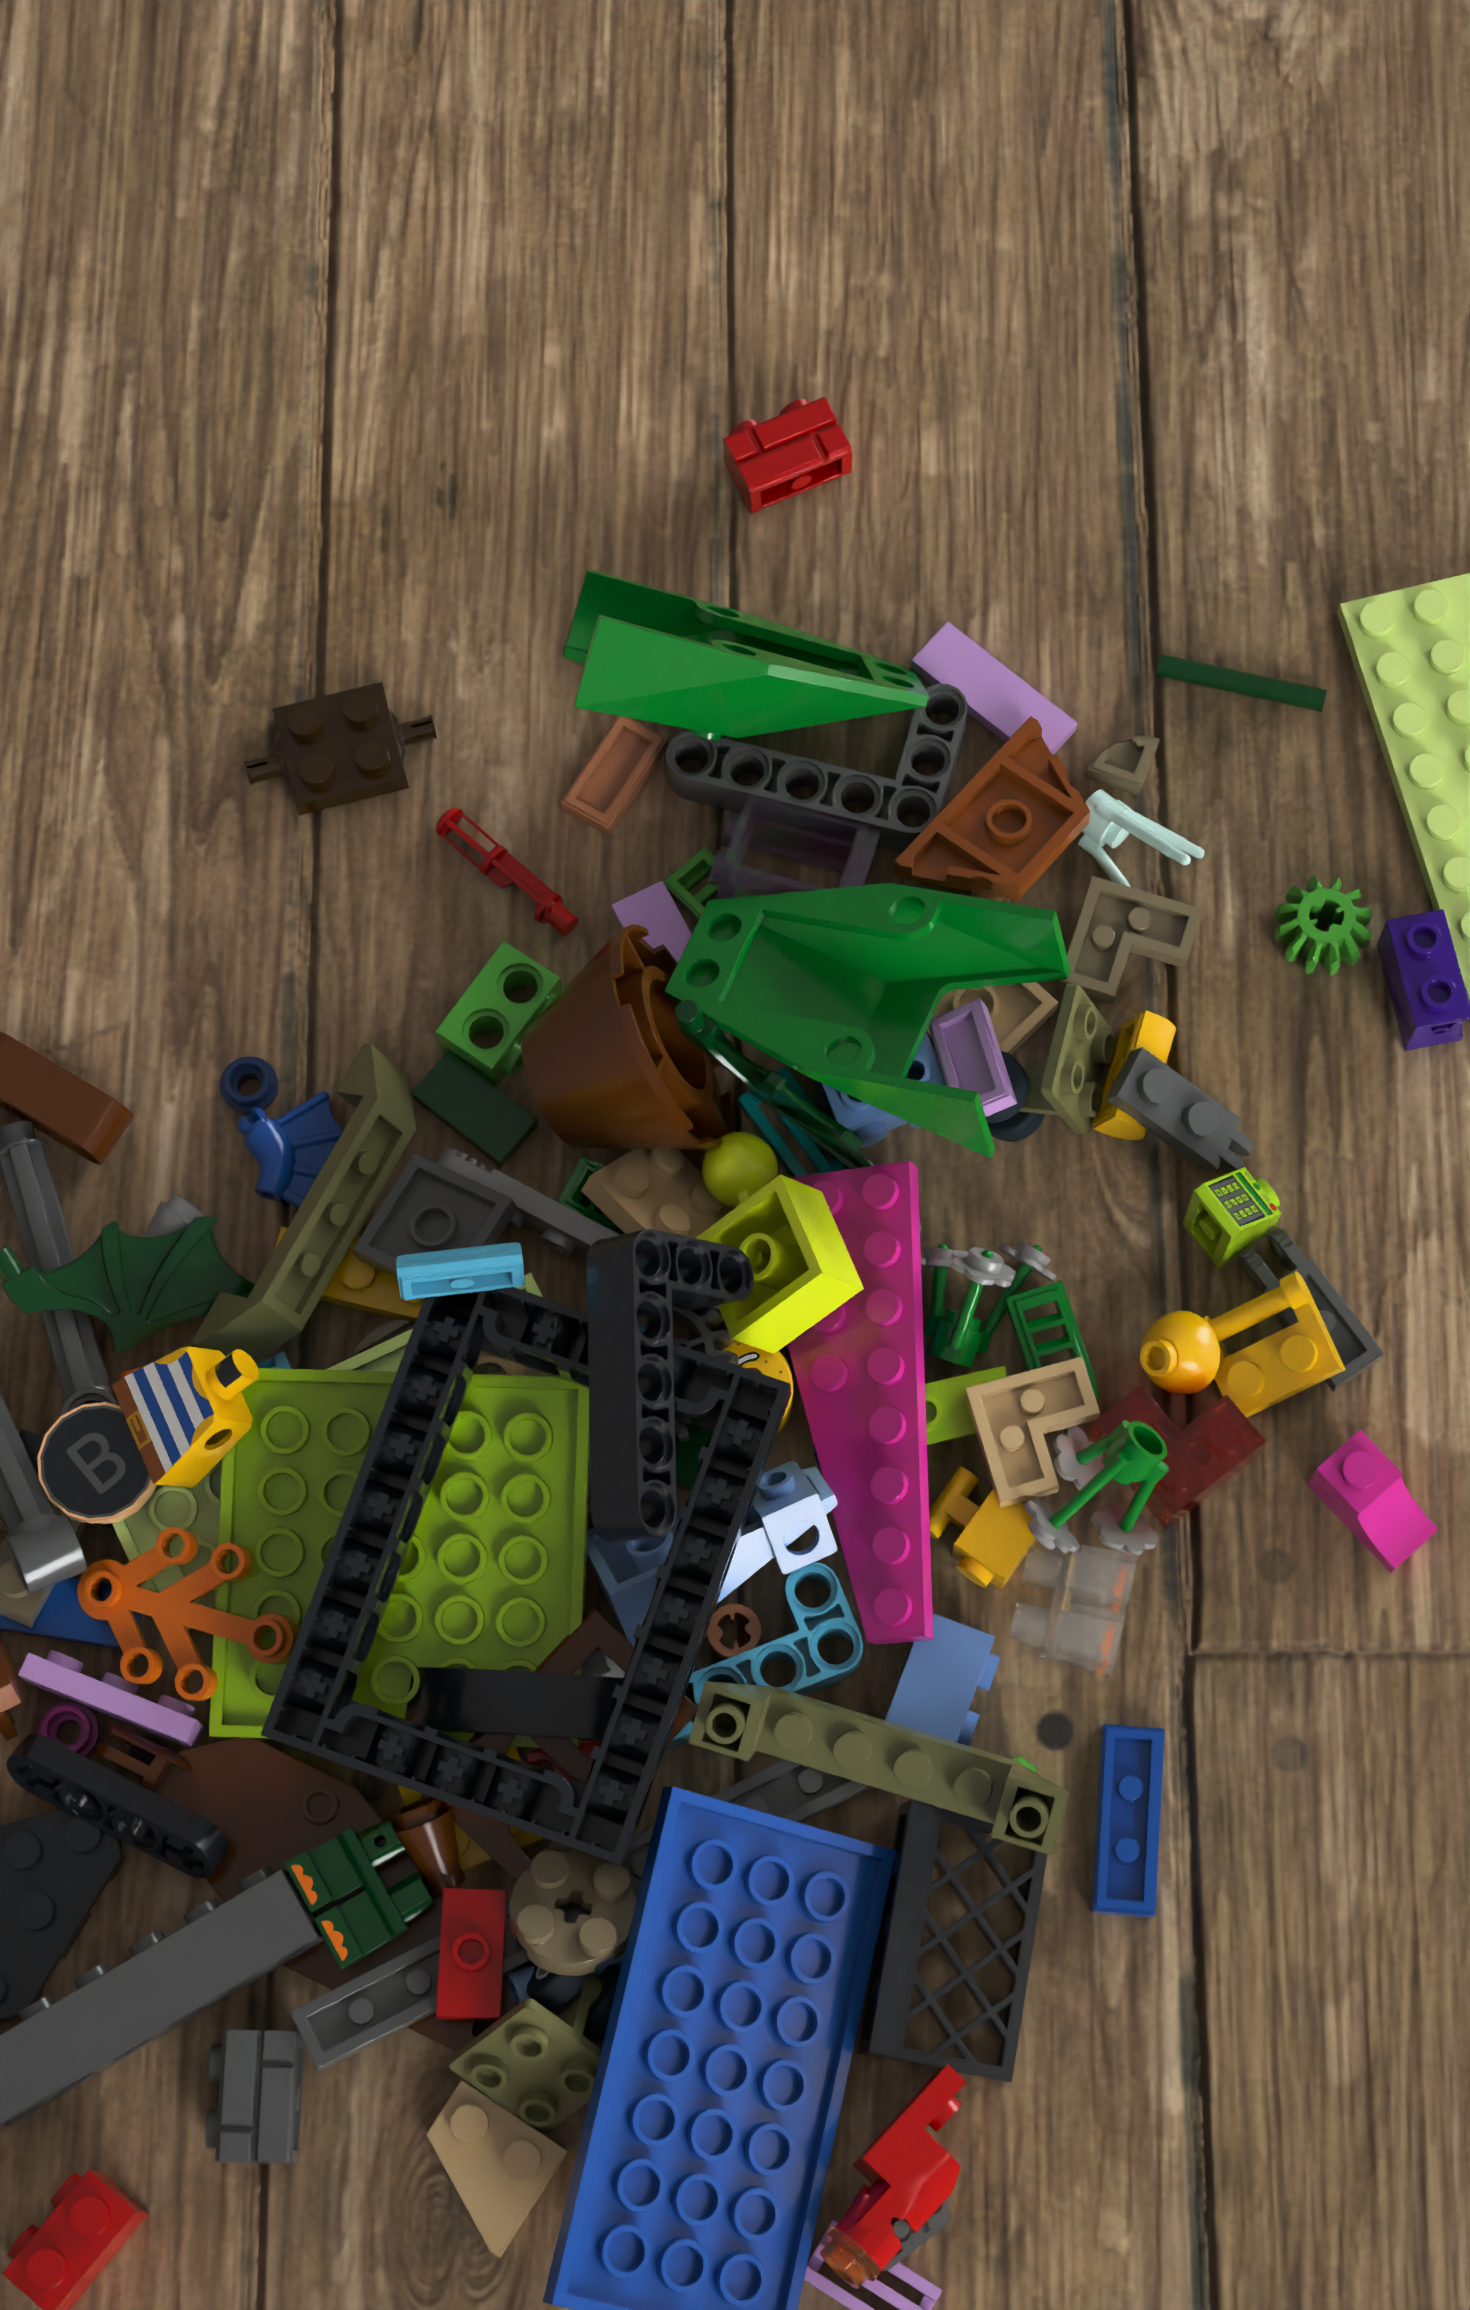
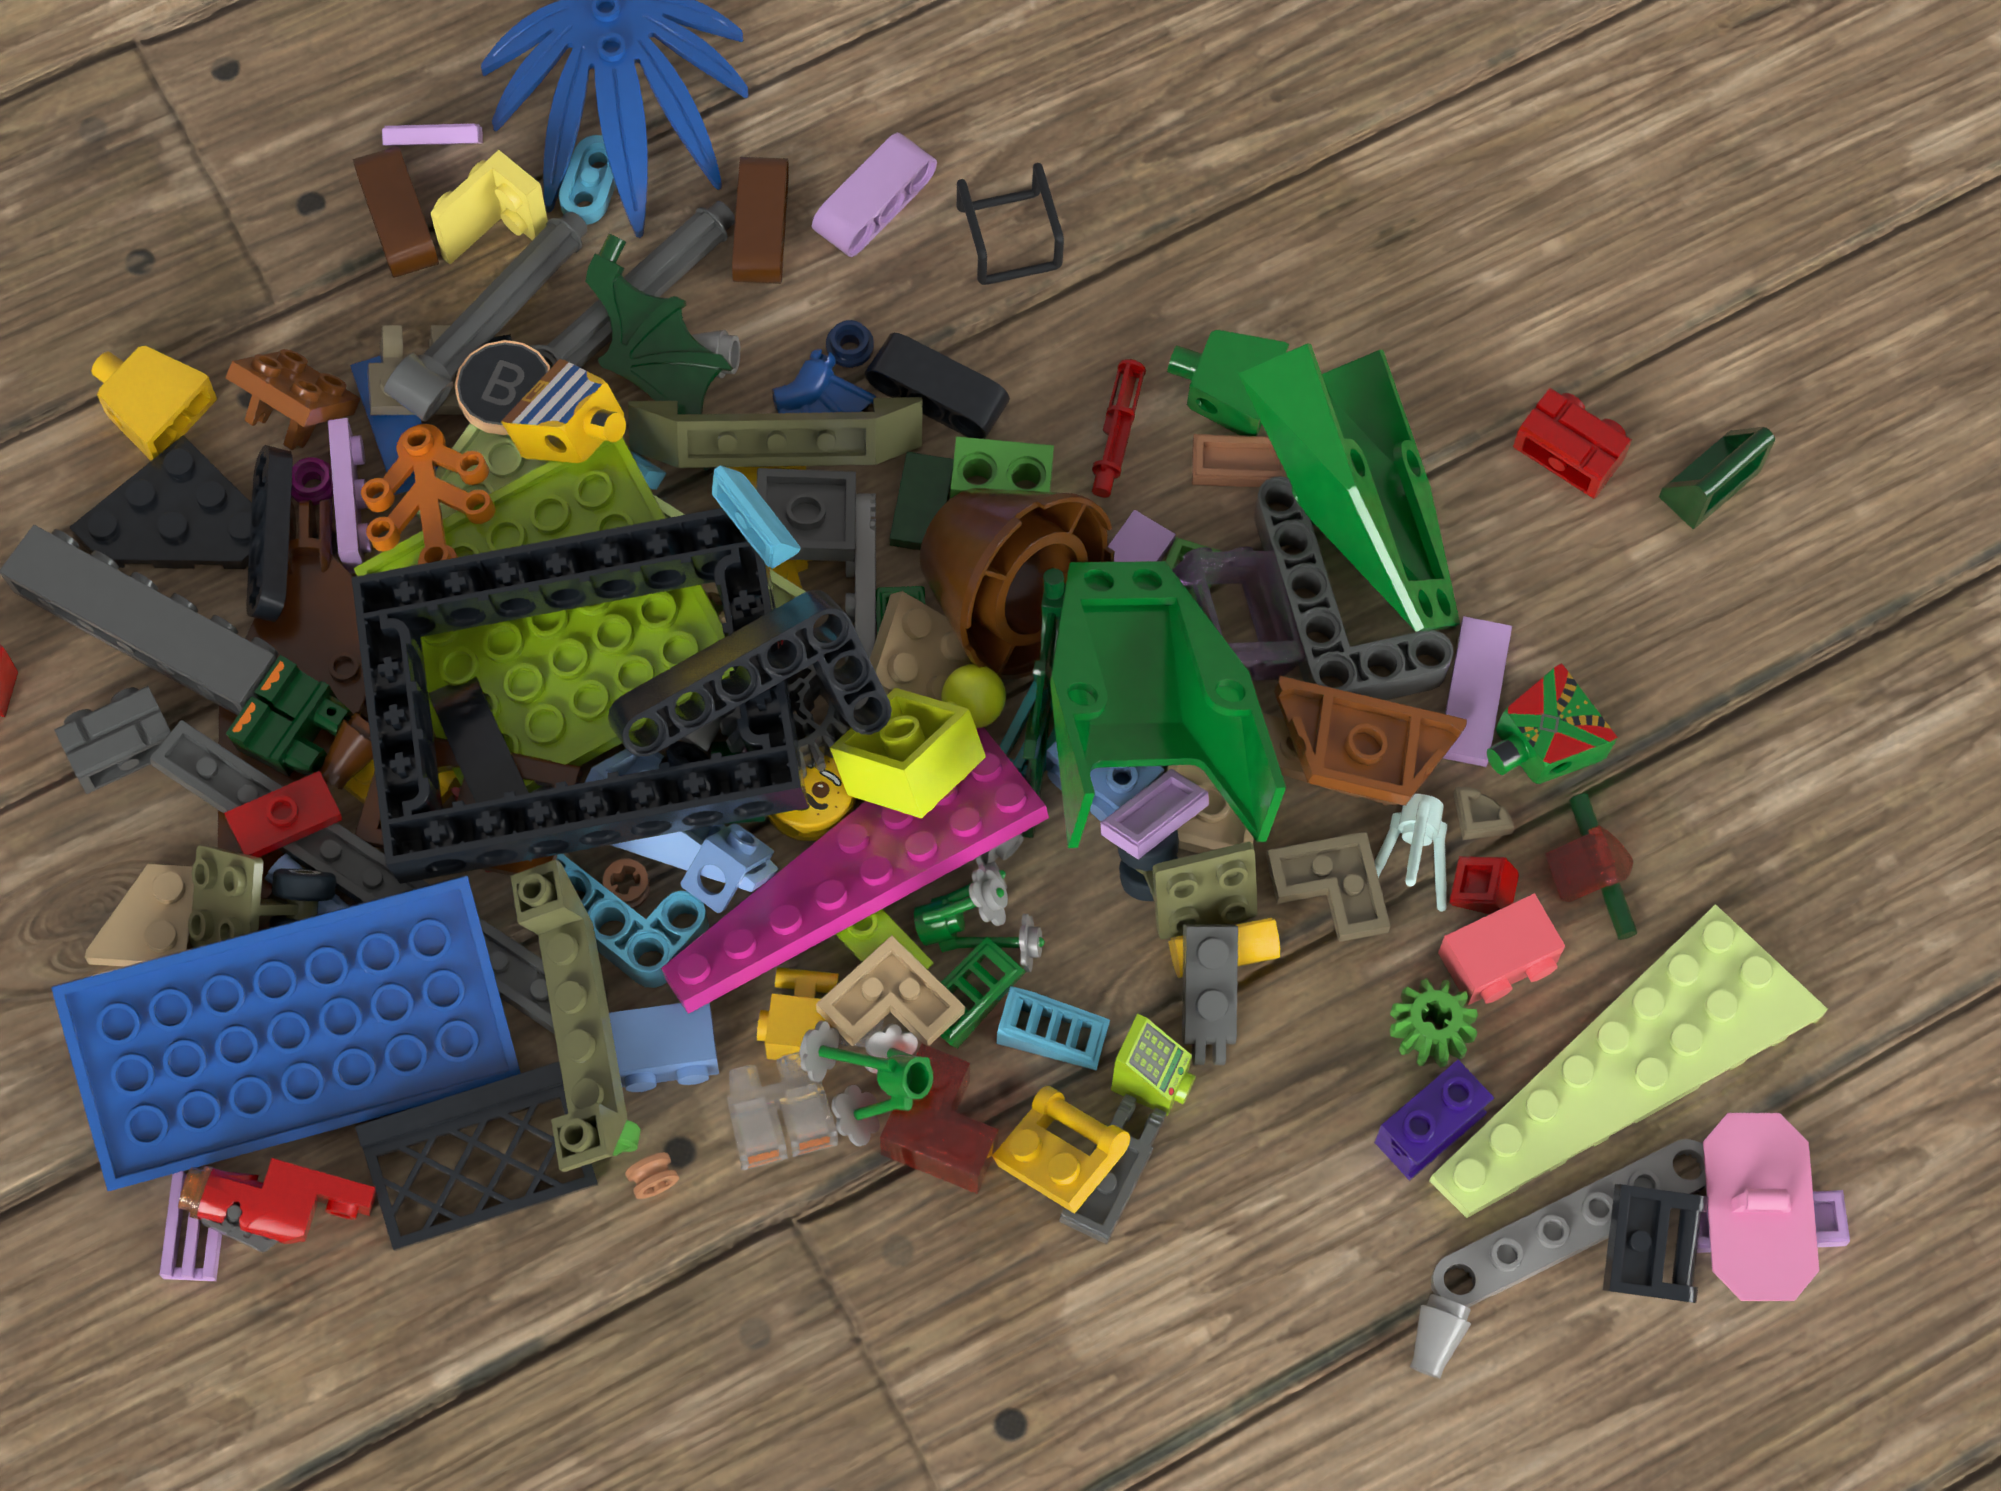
camera: 55 degrees right, 5 degrees down
(90, 966) = (874, 194): none -> lavender beam
(156, 875) = (966, 205): none -> black piece
(340, 748) = (1143, 268): dark brown plate -> none
(369, 1011) = (947, 388): none -> black beam
(525, 730) = (1215, 381): none -> green torso
(566, 1878) = (325, 844): dark tan plate -> none
(898, 342) = (1718, 474): none -> dark green tile
(1076, 1769) = (652, 1175): none -> nougat bush
(1079, 647) = (1551, 730): none -> torso
(1100, 1325) = (1040, 1005): none -> medium azure slope
(1128, 1821) = (636, 1236): blue tile -> none
(1180, 1352) = (1017, 1085): yellow brick -> none
(1199, 801) = (1484, 884): none -> red slope
(1239, 693) = (1589, 864): none -> clear red tile
(1288, 819) = (1502, 950): none -> coral brick
(1372, 1501) = (984, 1290): dark pink arch -> none

